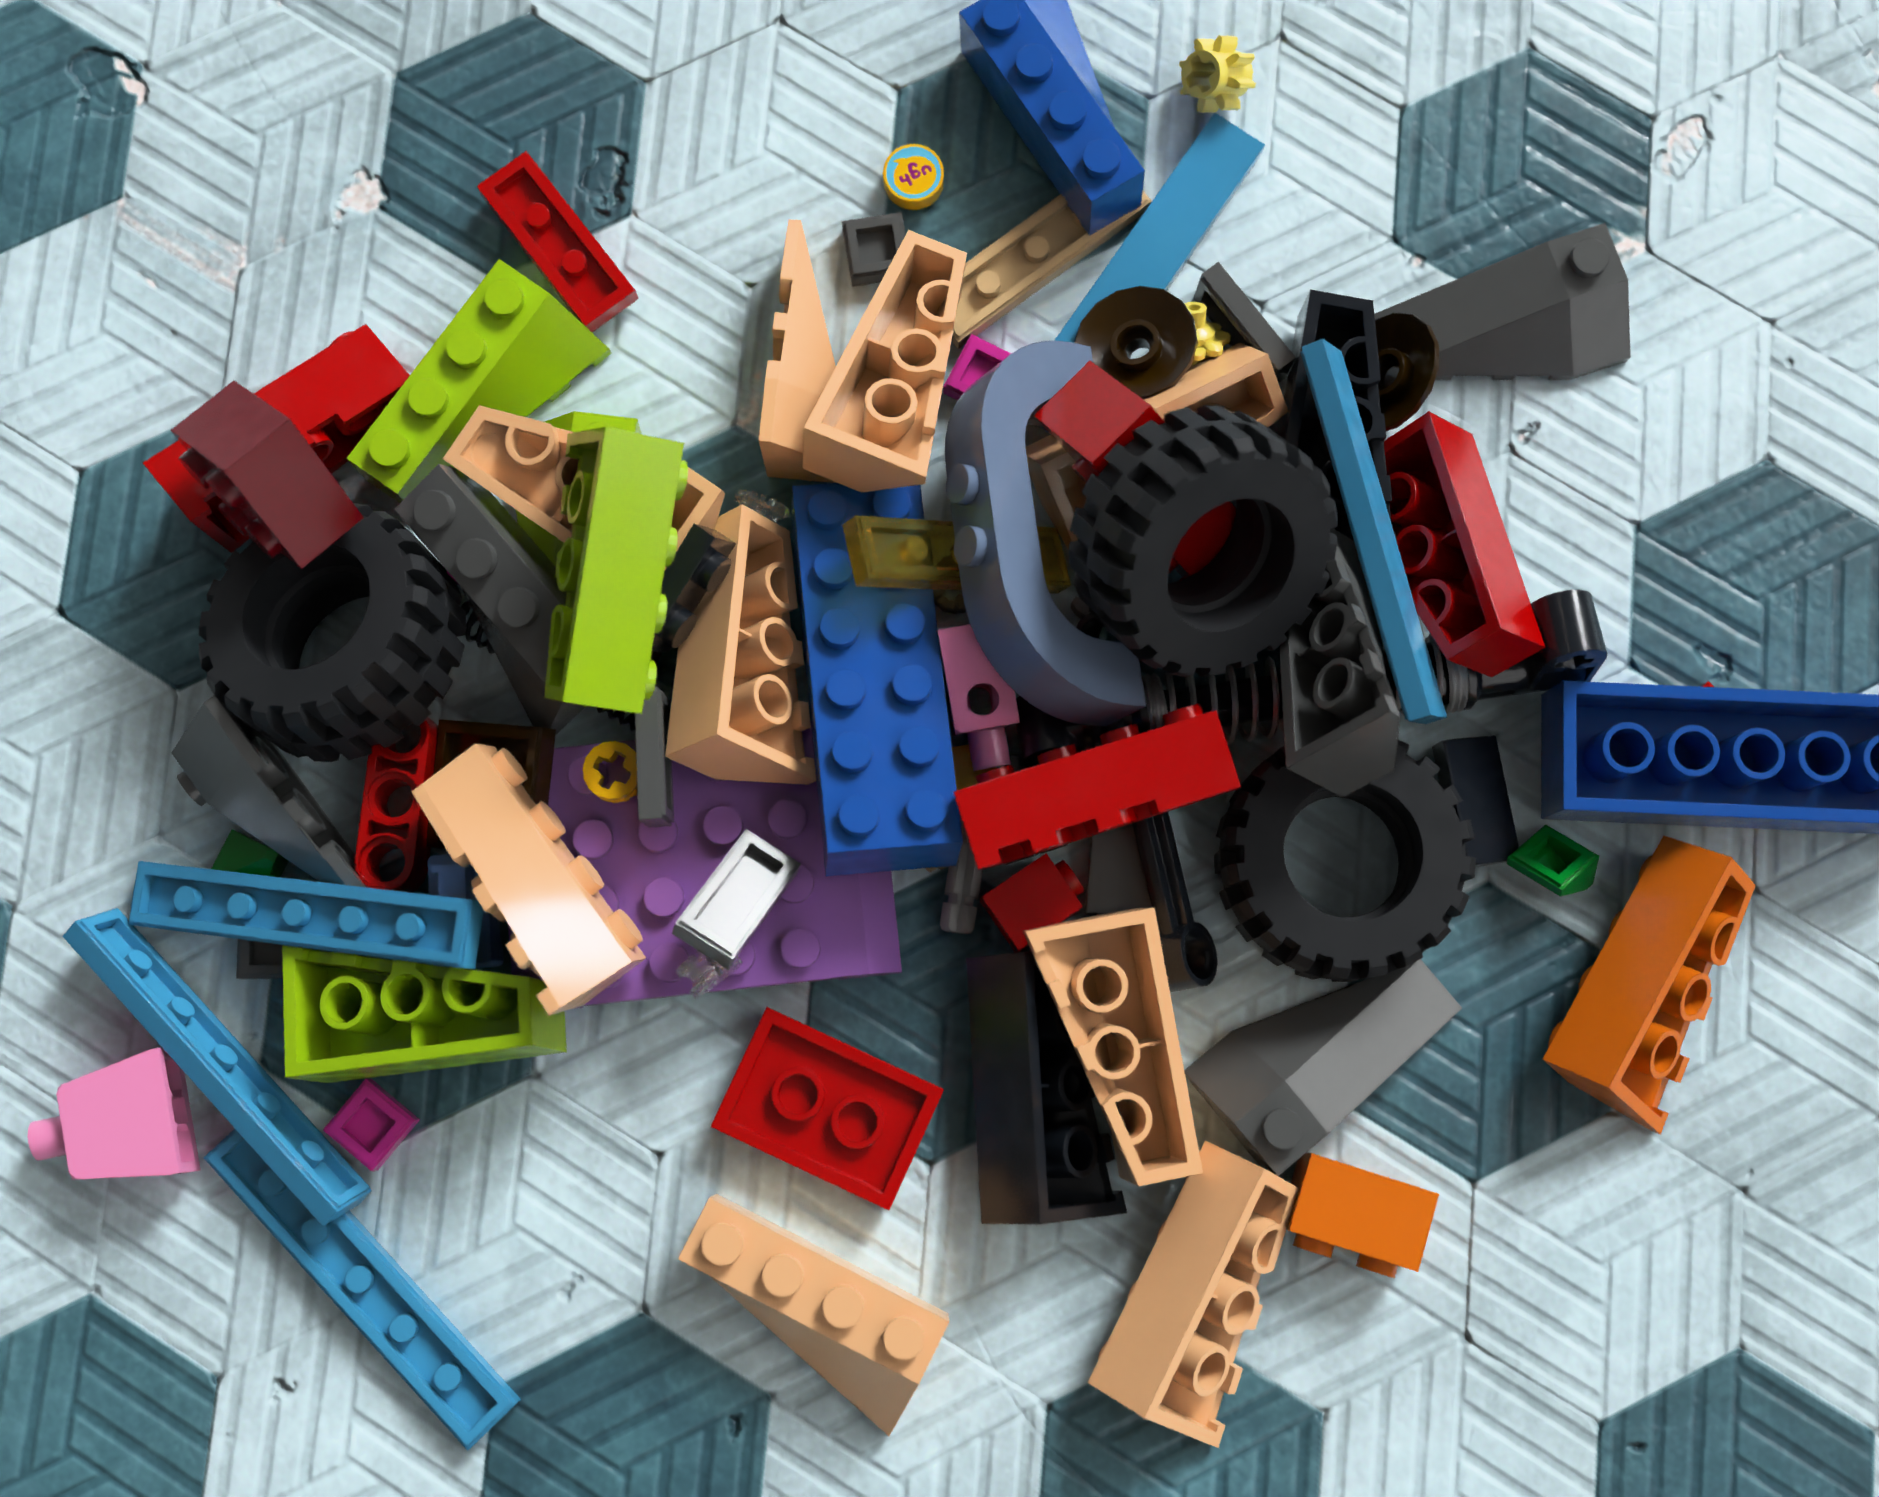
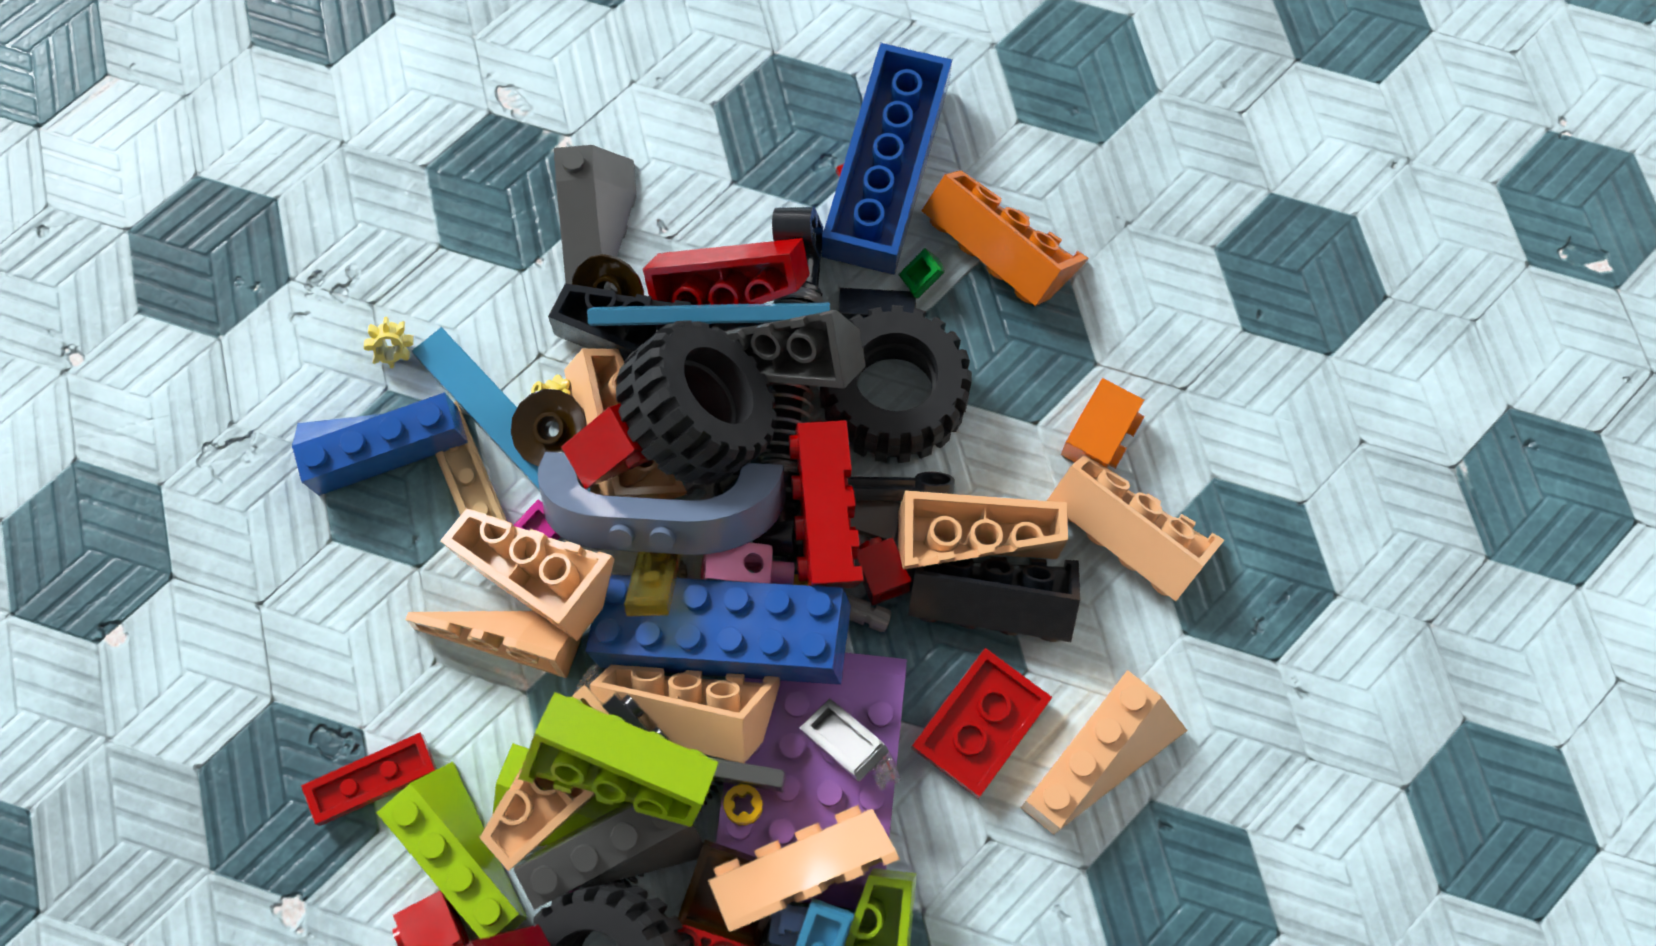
camera: 75 degrees left, 10 degrees down
(872, 246) = (436, 575): dark grey tile -> none
(913, 176) = (395, 541): yellow tile -> none
(1240, 318) = (547, 365): dark grey tile -> none
(1310, 1066) = (1013, 433): dark grey wedge -> none

